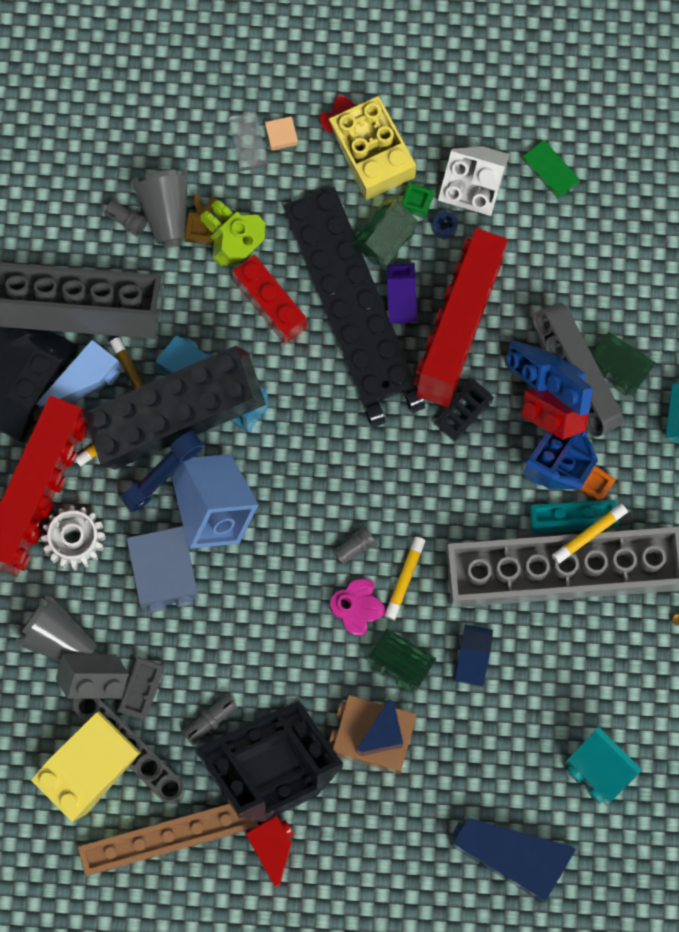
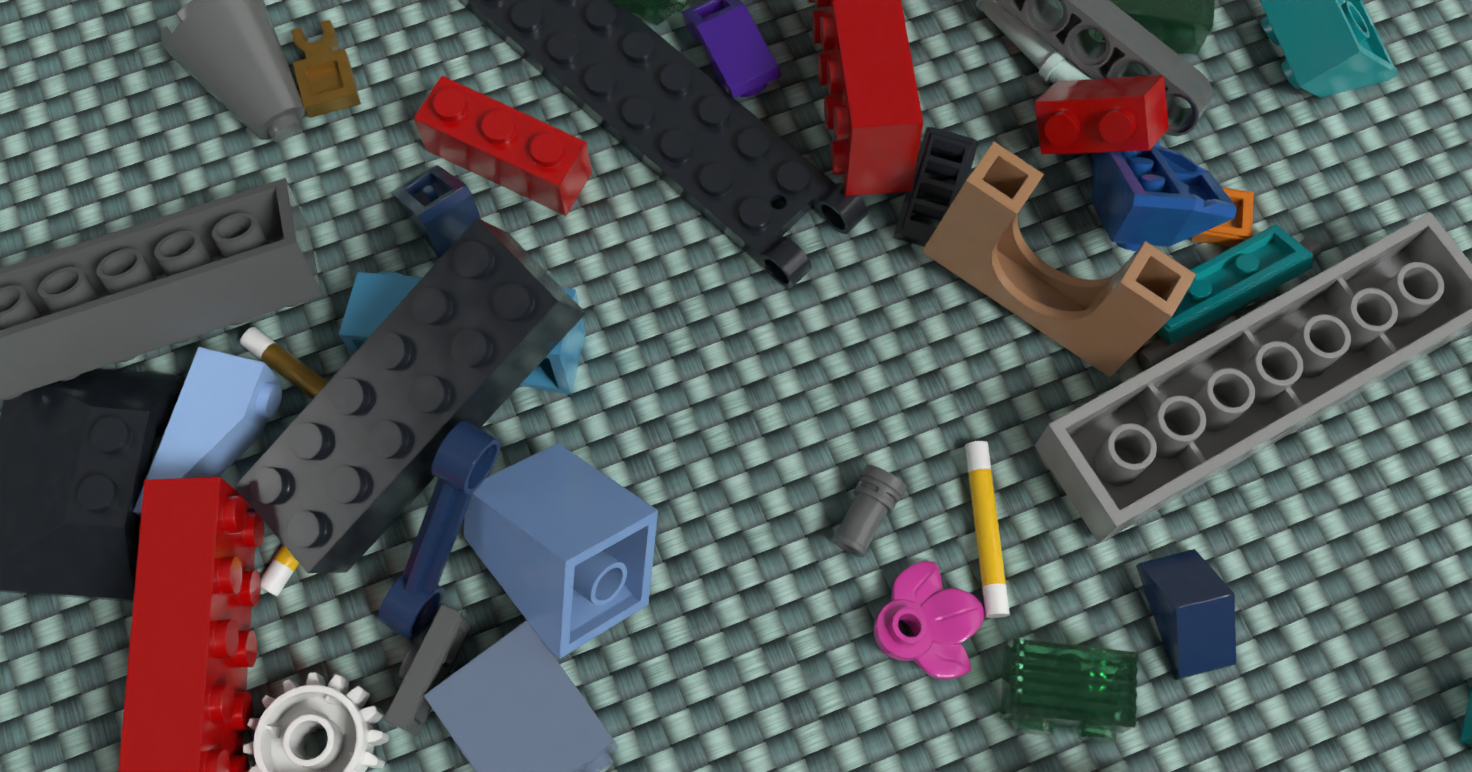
camera: 25 degrees left, 5 degrees down
(130, 220) = (194, 119): dark grey pin -> none
(132, 527) = (426, 668): none -> dark grey plate
(226, 316) = (438, 207): none -> dark blue slope
(236, 236) = (388, 61): lime hinge -> none
(467, 448) = (1093, 319): none -> medium nougat arch
(550, 373) = (1069, 56): blue slope -> none
(589, 533) = (1290, 291): yellow bar -> none

